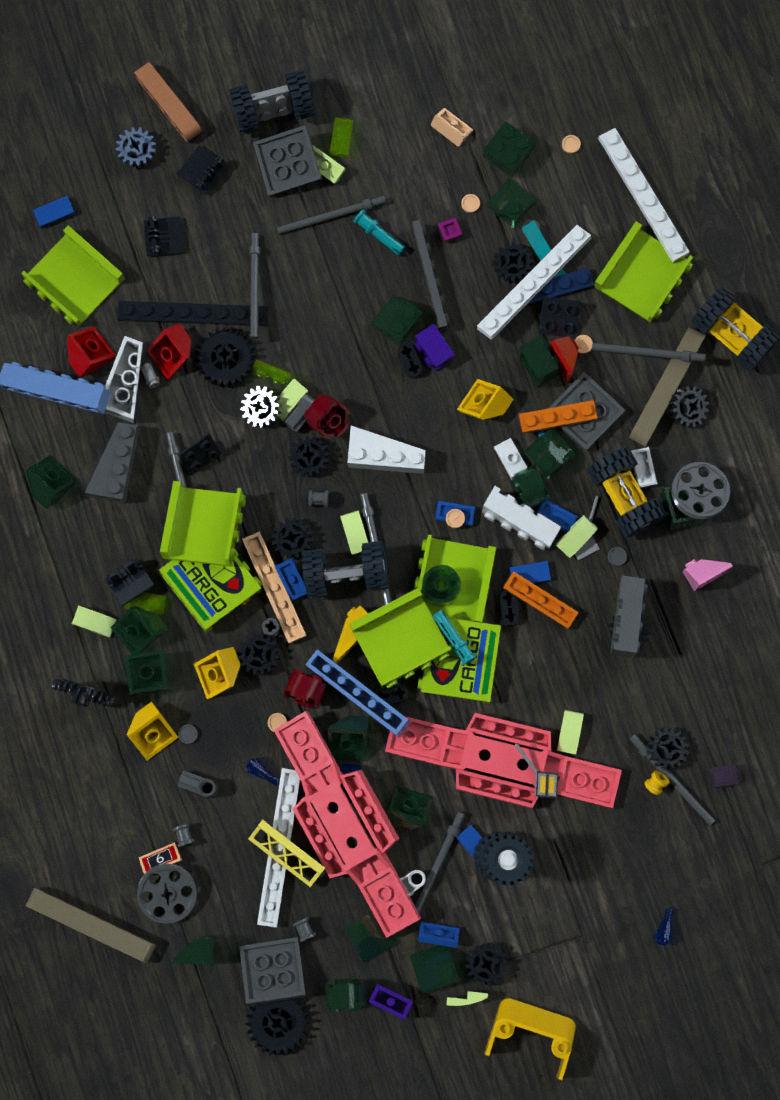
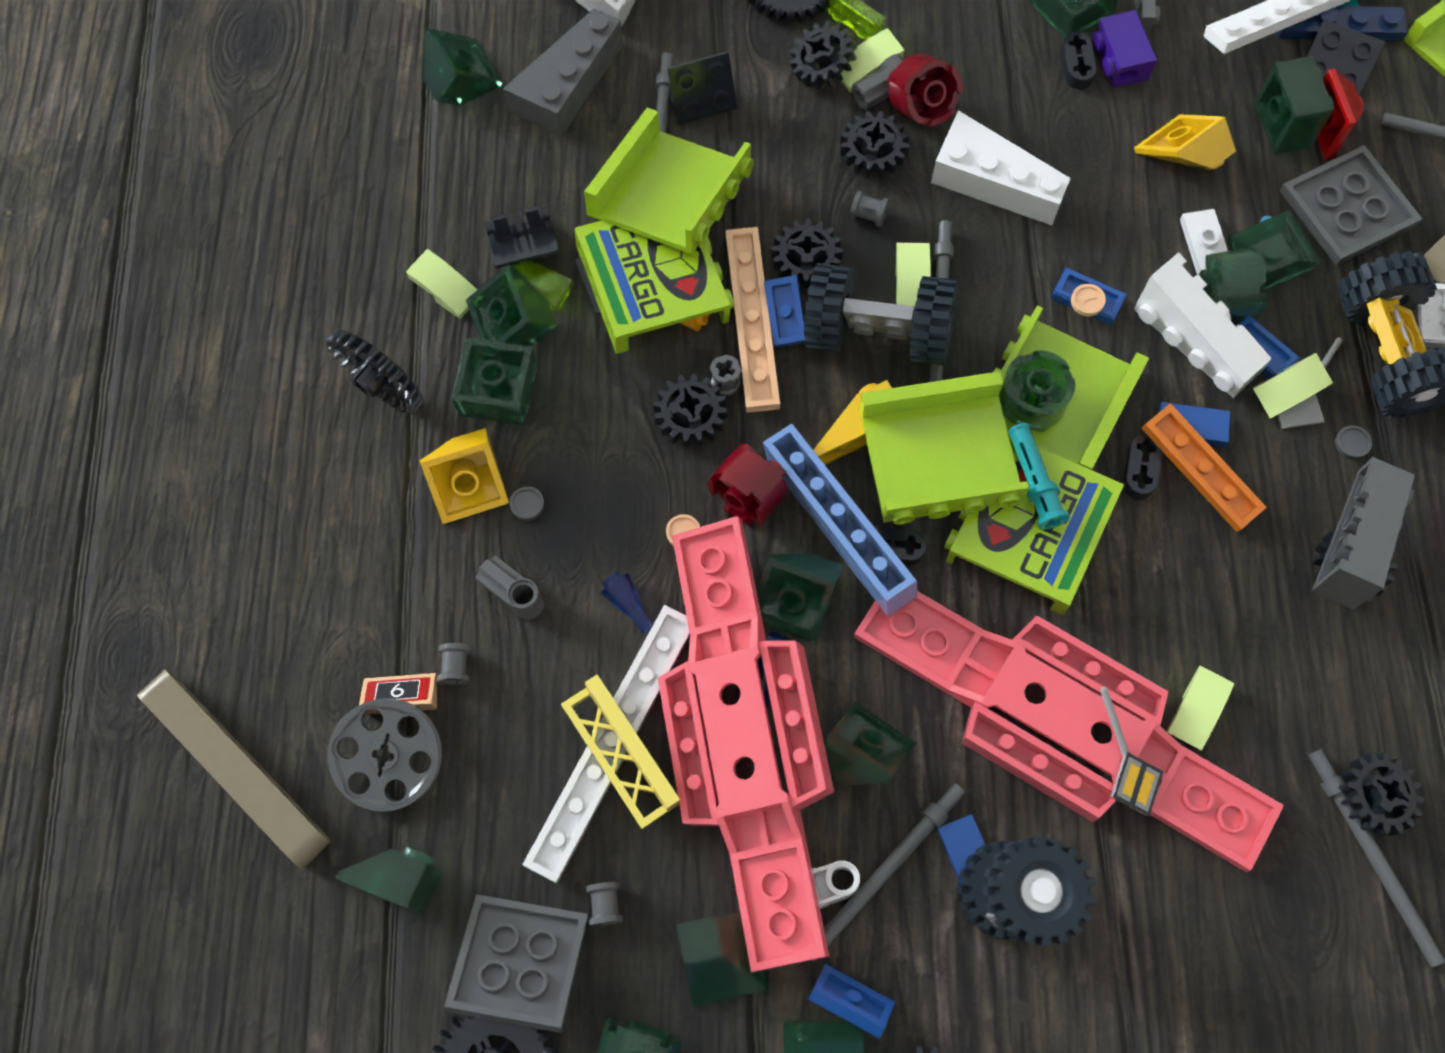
camera: 20 degrees right, 10 degrees down
(218, 671) = (613, 413): yellow slope -> none
(558, 416) = (1306, 195): orange plate -> none
(584, 343) = (1372, 113): light nougat piece -> none
(656, 782) = (1347, 850): yellow wheel -> none

